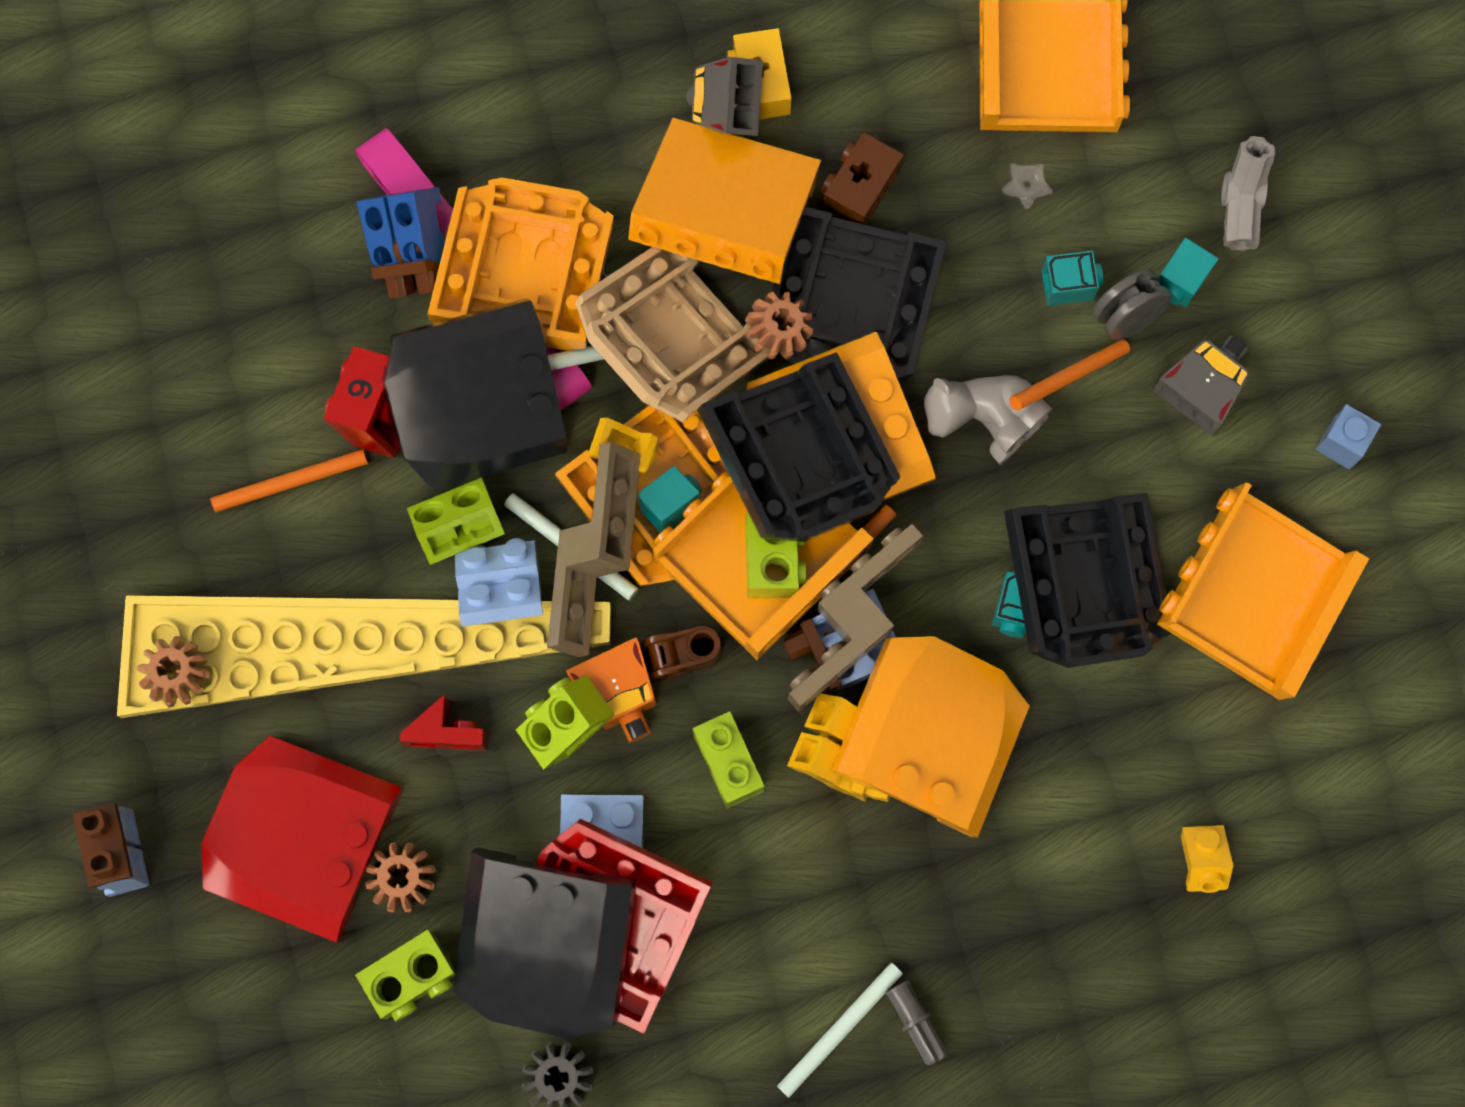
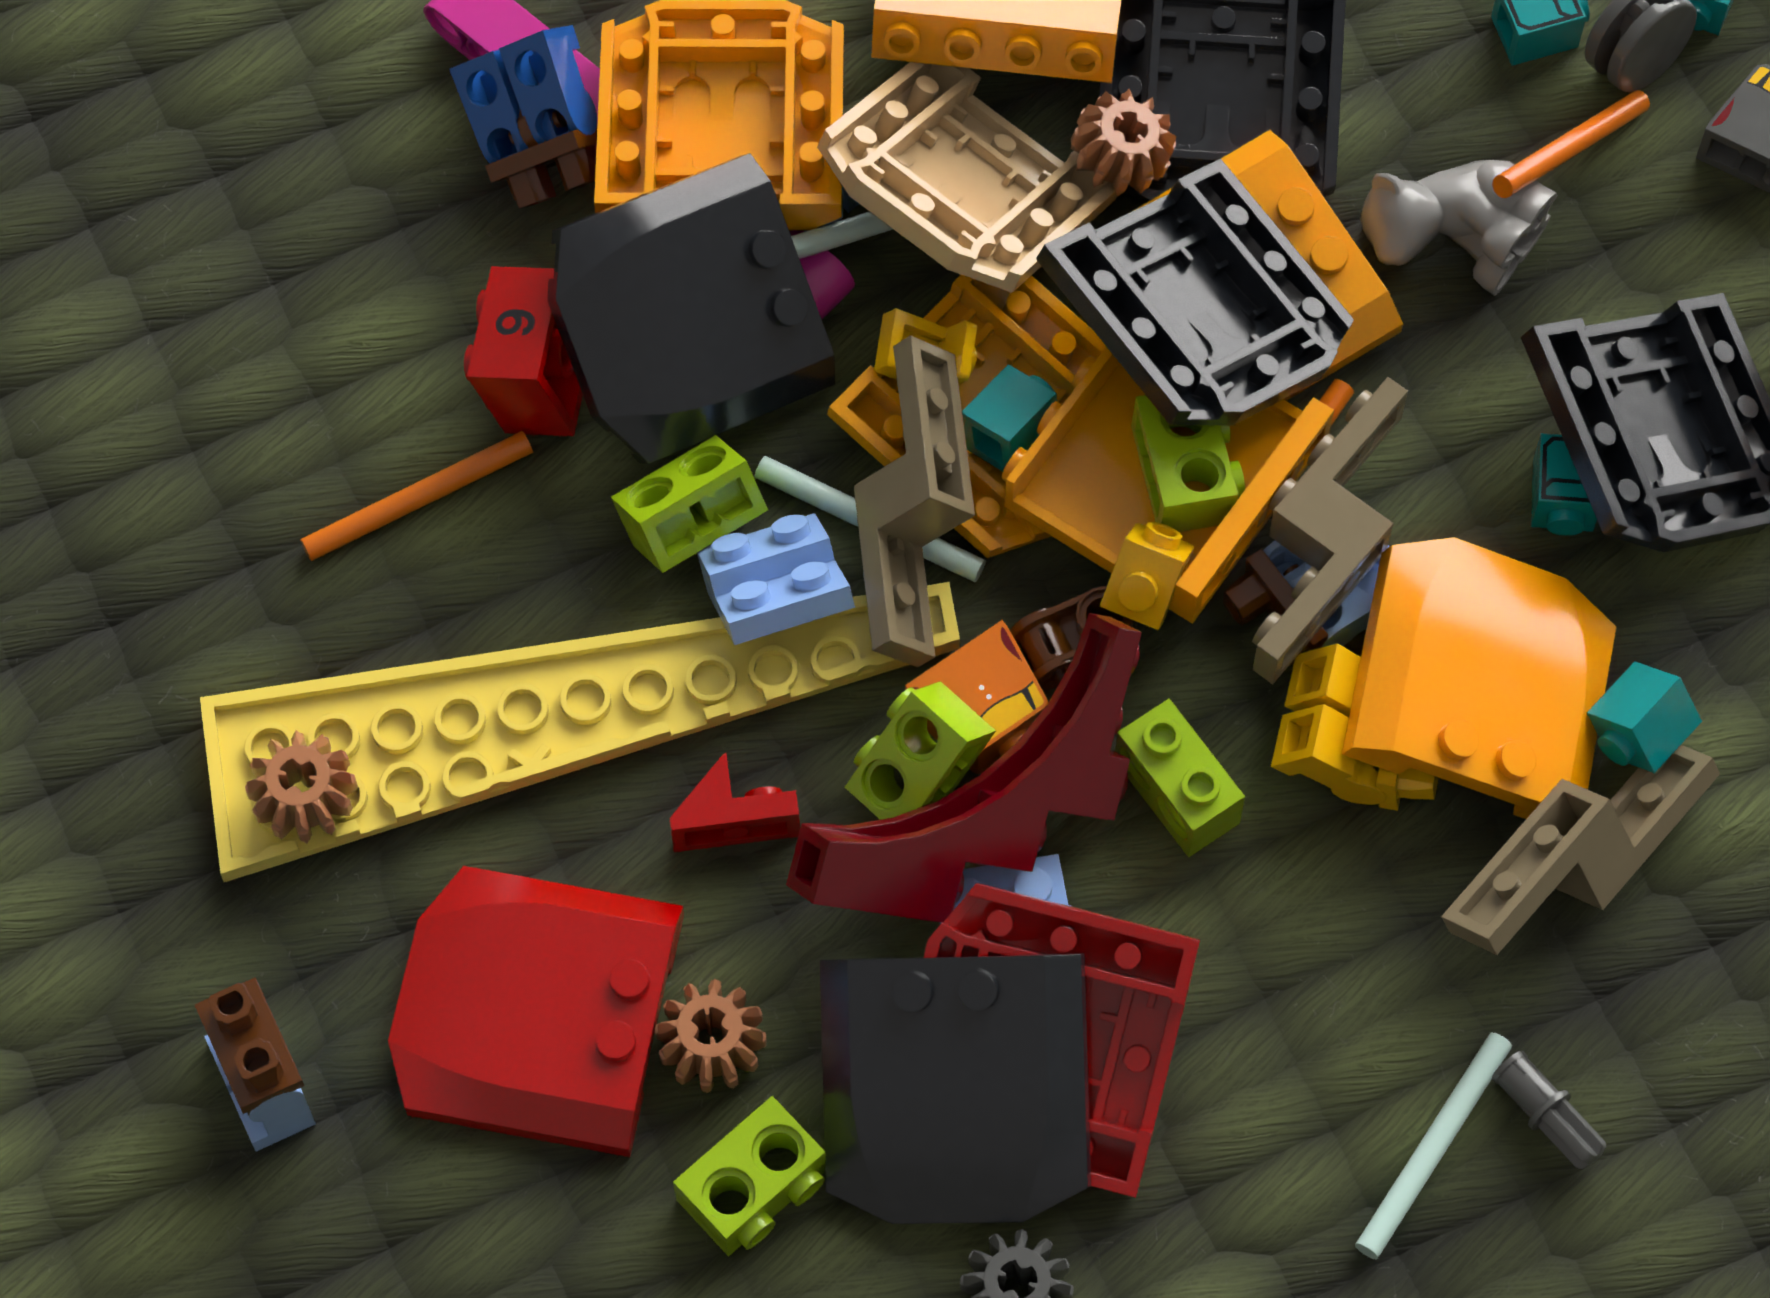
camera: 10 degrees left, 10 degrees down
(604, 773) = (998, 819): none -> dark red arch
(732, 626) = (1147, 573): none -> yellow bracket
(971, 855) = (1578, 847): none -> dark tan bracket
(1031, 774) = (1643, 717): none -> teal brick

